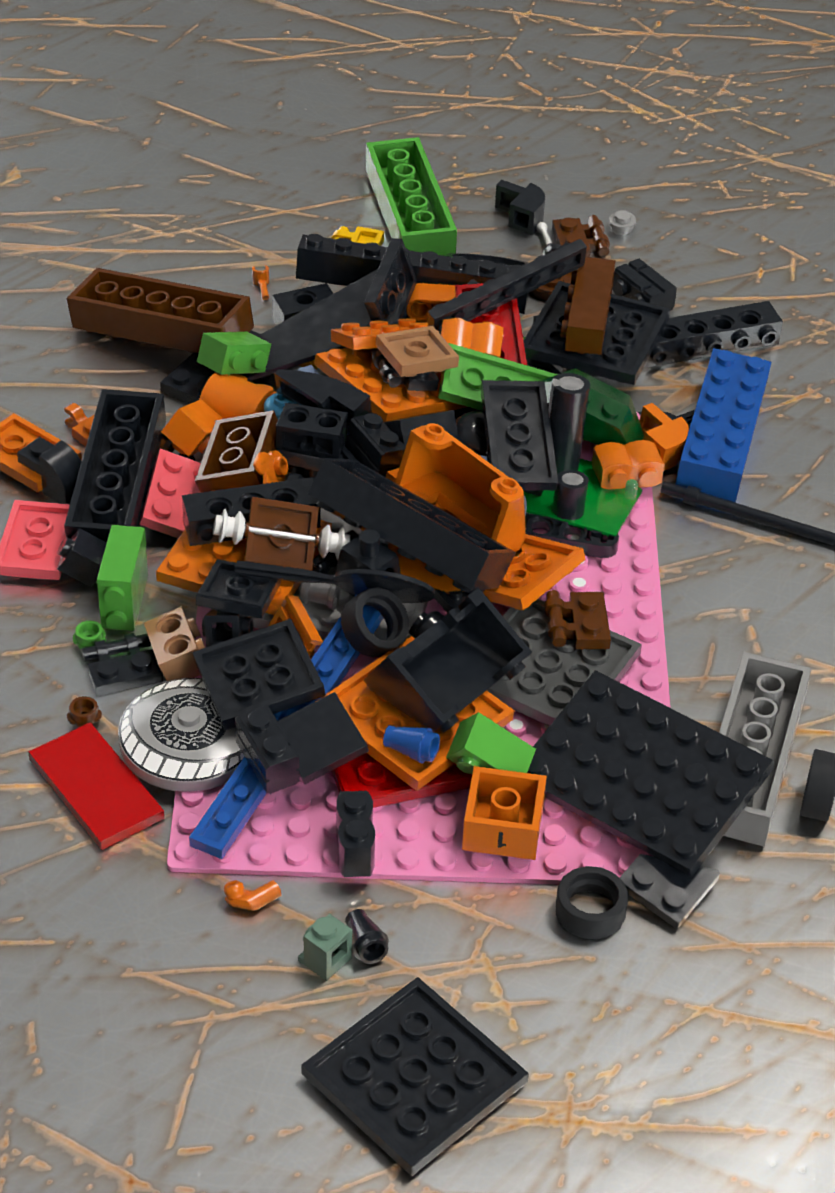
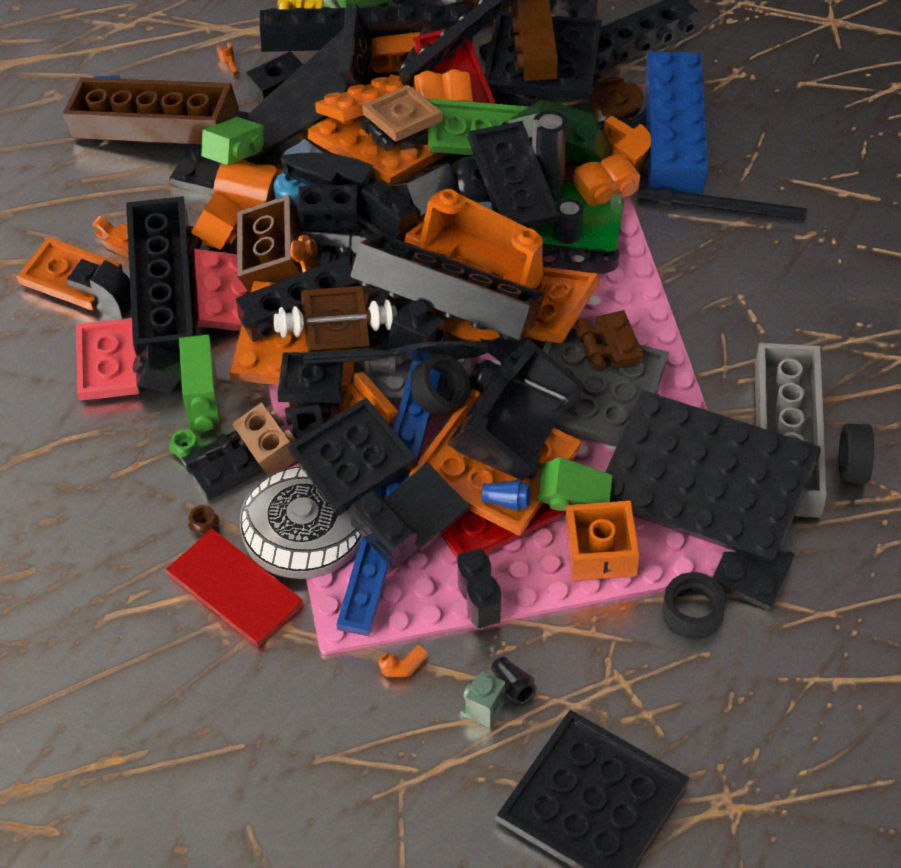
camera: 10 degrees left, 10 degrees up
(668, 392) = (616, 99): none -> reddish brown tile

